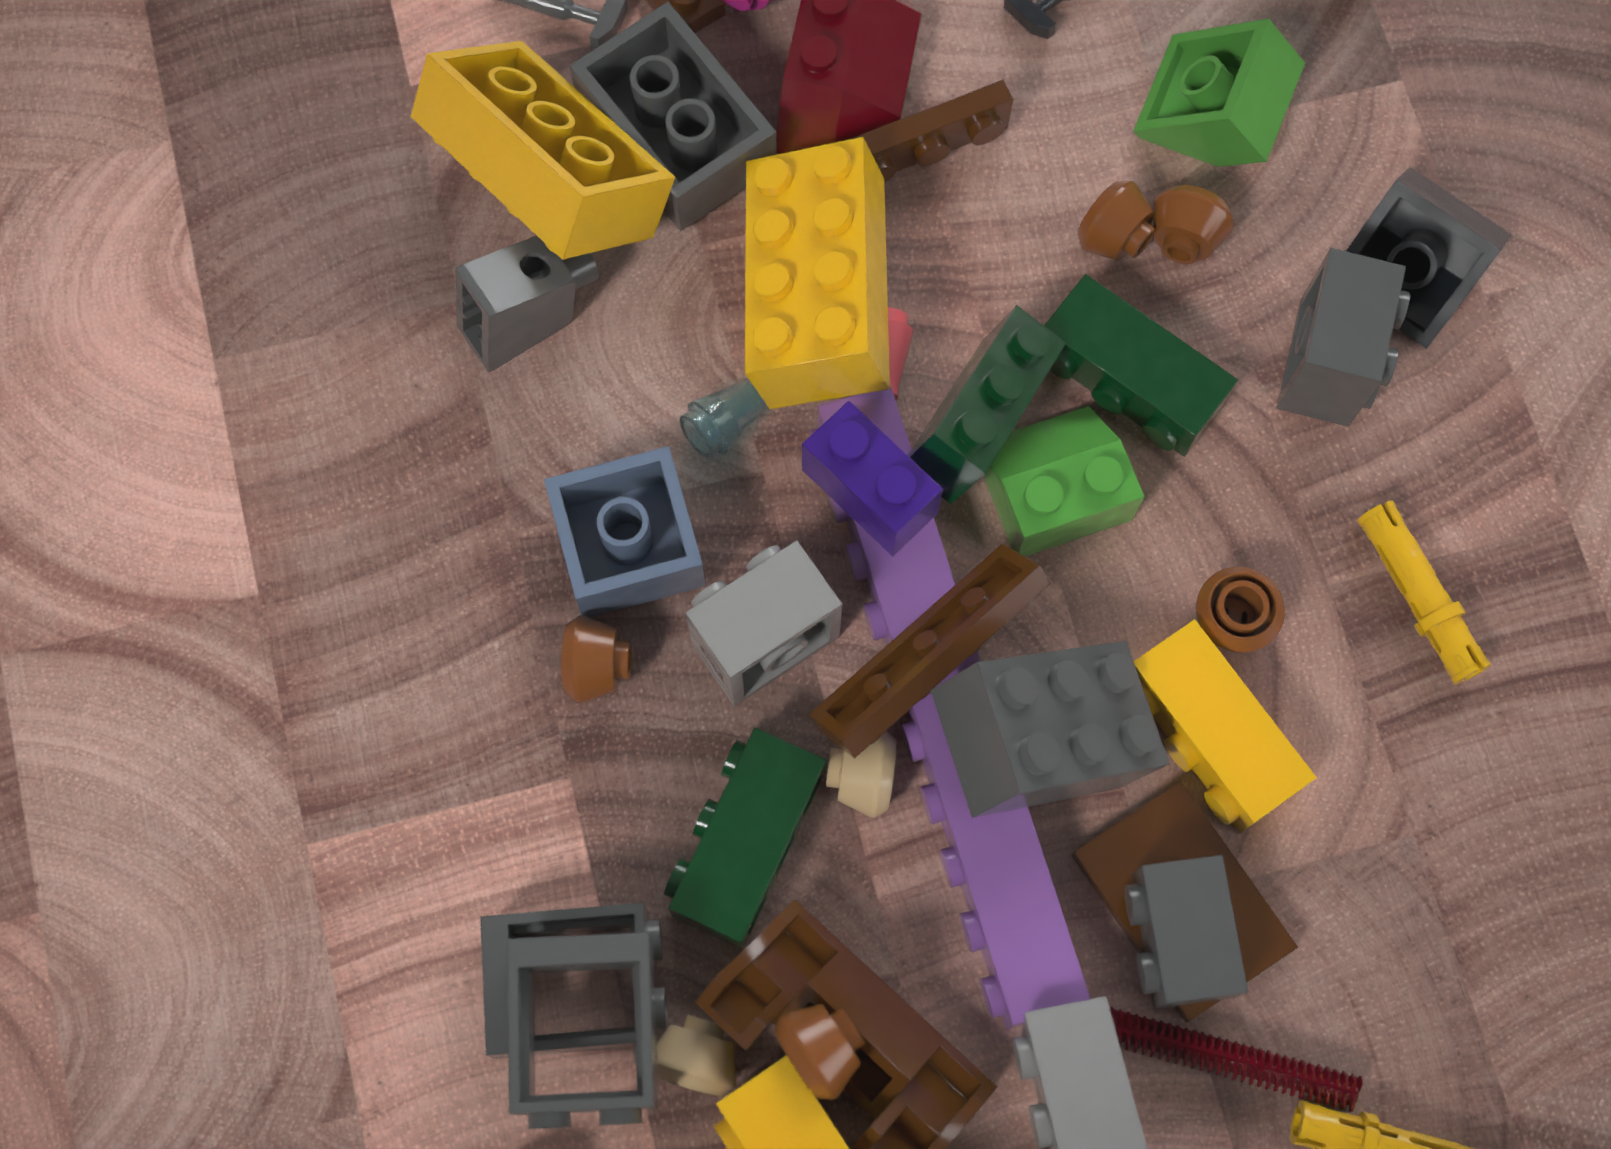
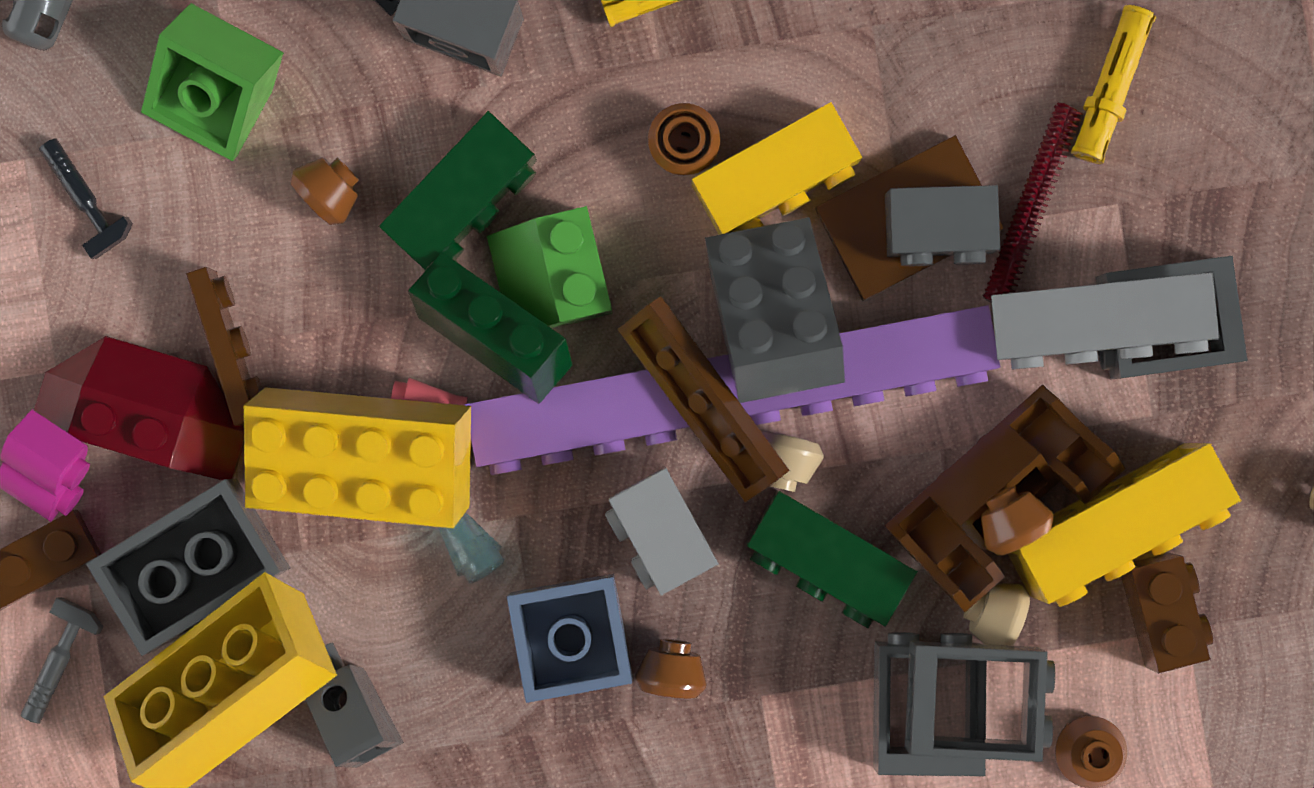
camera: 85 degrees left, 15 degrees up
(871, 478) = (554, 432): dark purple brick -> none
(1190, 223) = (334, 127): dark orange cone -> none

